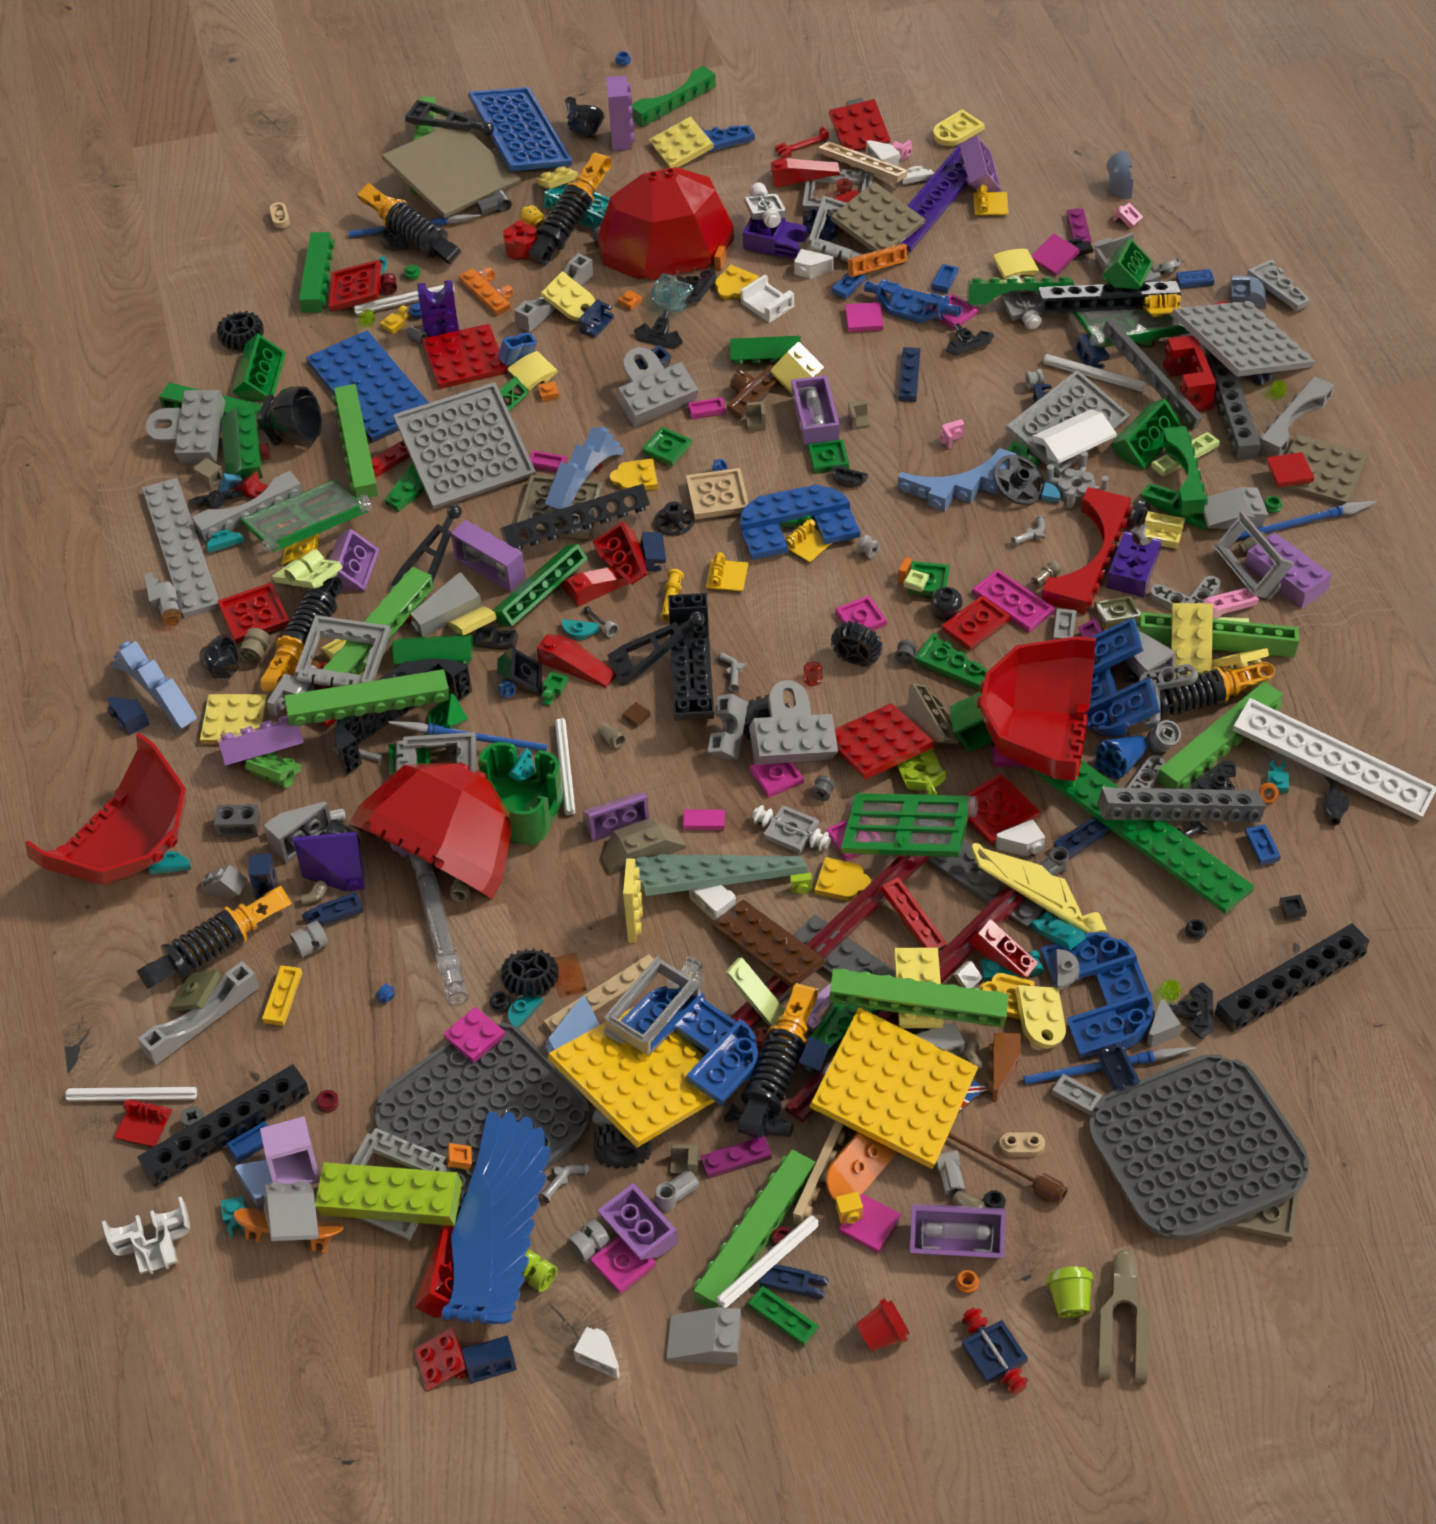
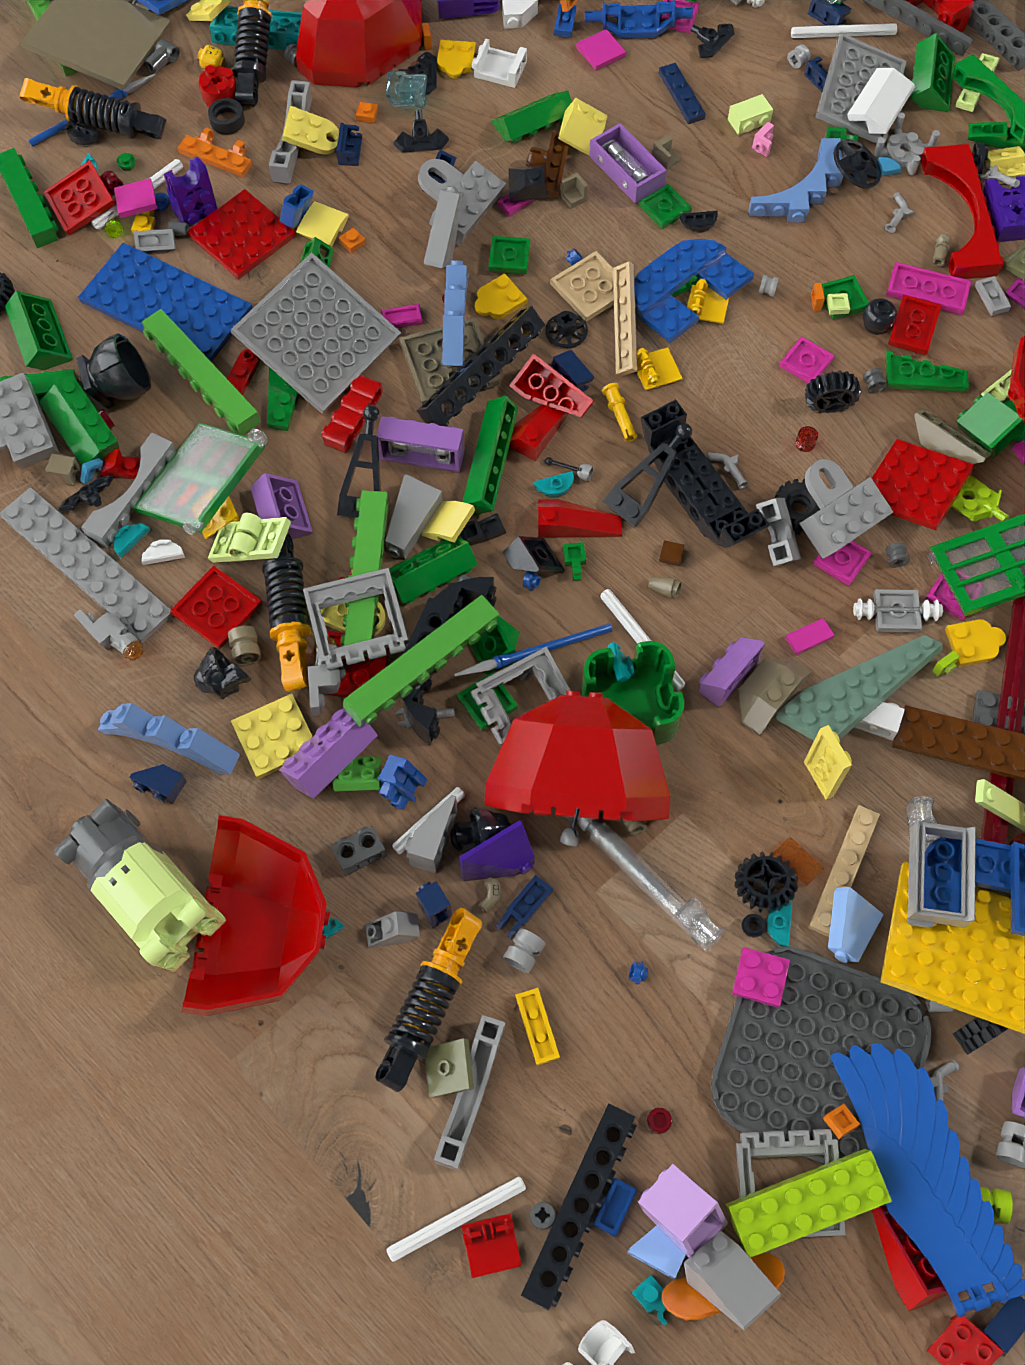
camera: 30 degrees left, 15 degrees up
(59, 766) = (139, 885): none -> yellowish green piece
(241, 558) = (162, 551): none -> white plate
(301, 781) = (400, 781): none -> blue hips
(392, 336) = (154, 239): none -> light grey plate
(396, 300) = (135, 198): none -> dark pink tile
(403, 877) = (570, 835): none -> light grey hinge
(473, 505) = (349, 418): none -> red brick
(513, 273) = (227, 126): none -> black tyre
(617, 402) = (444, 228): none -> light grey slope
(720, 396) = (527, 182): none -> black slope
(723, 526) = (624, 319): none -> tan plate
(954, 408) = (750, 114): none -> yellowish green brick

